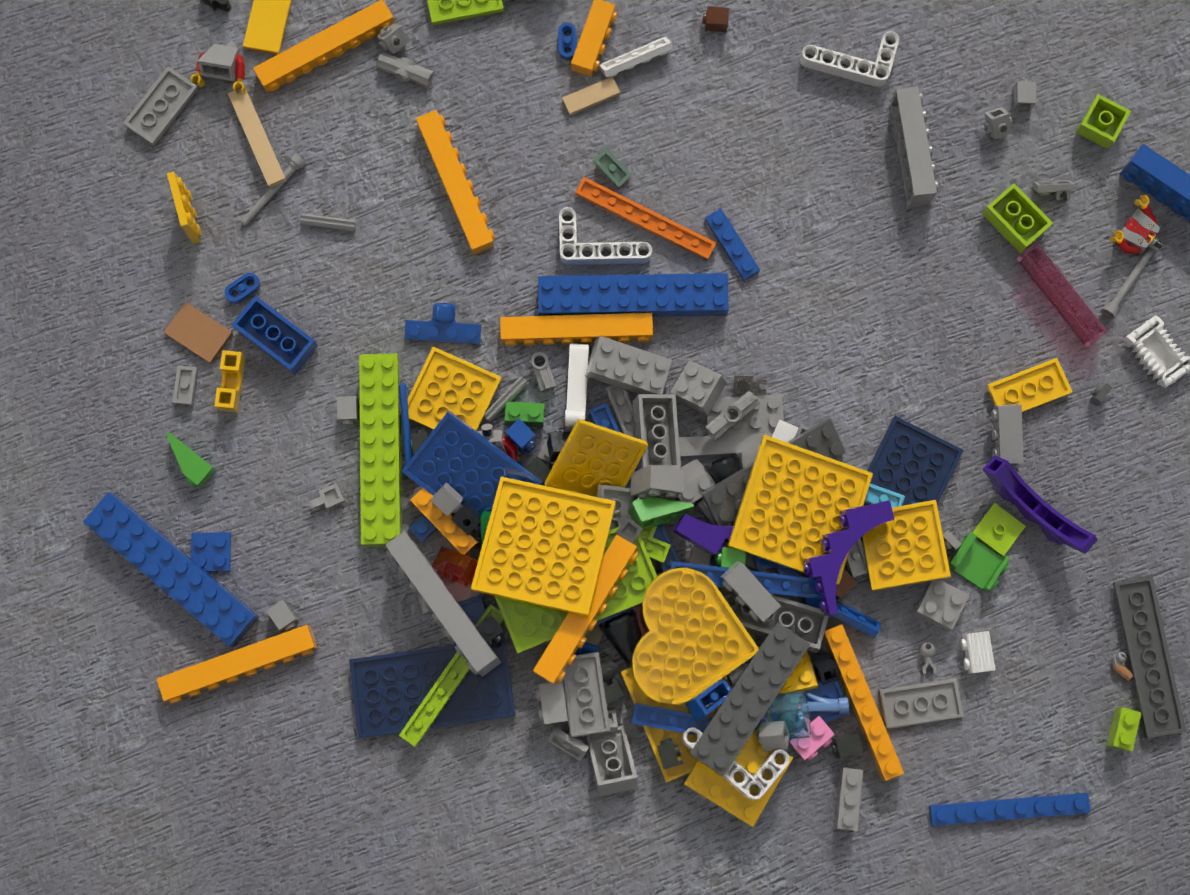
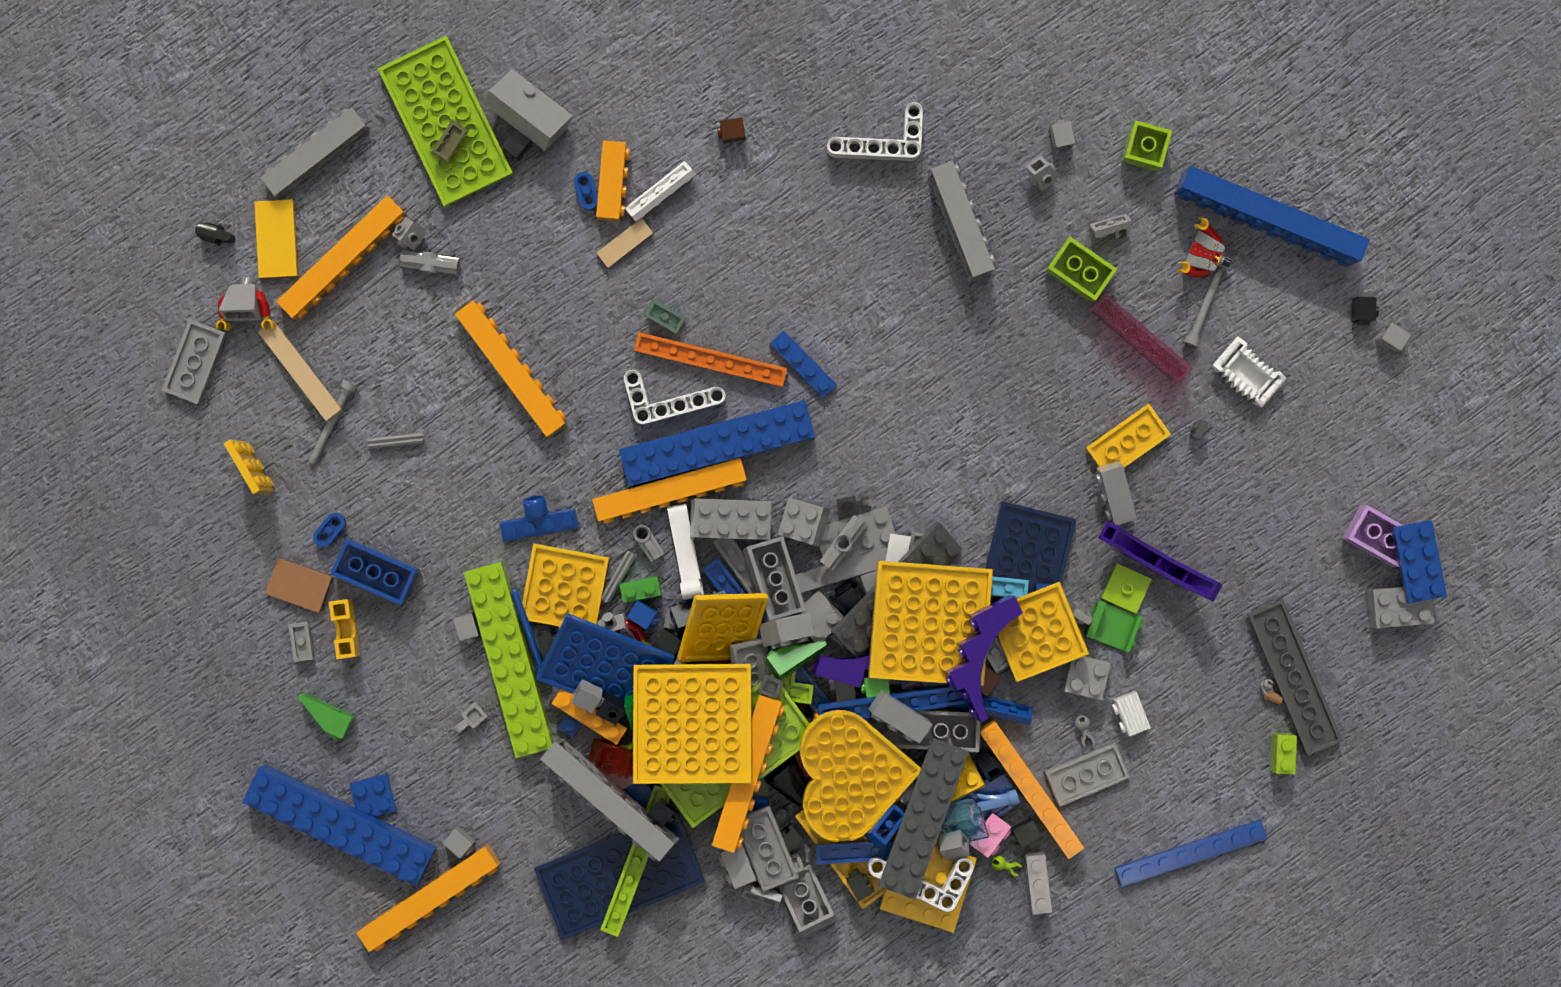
camera: 15 degrees left, 10 degrees up
(815, 771) = (1001, 864): none -> lime arm

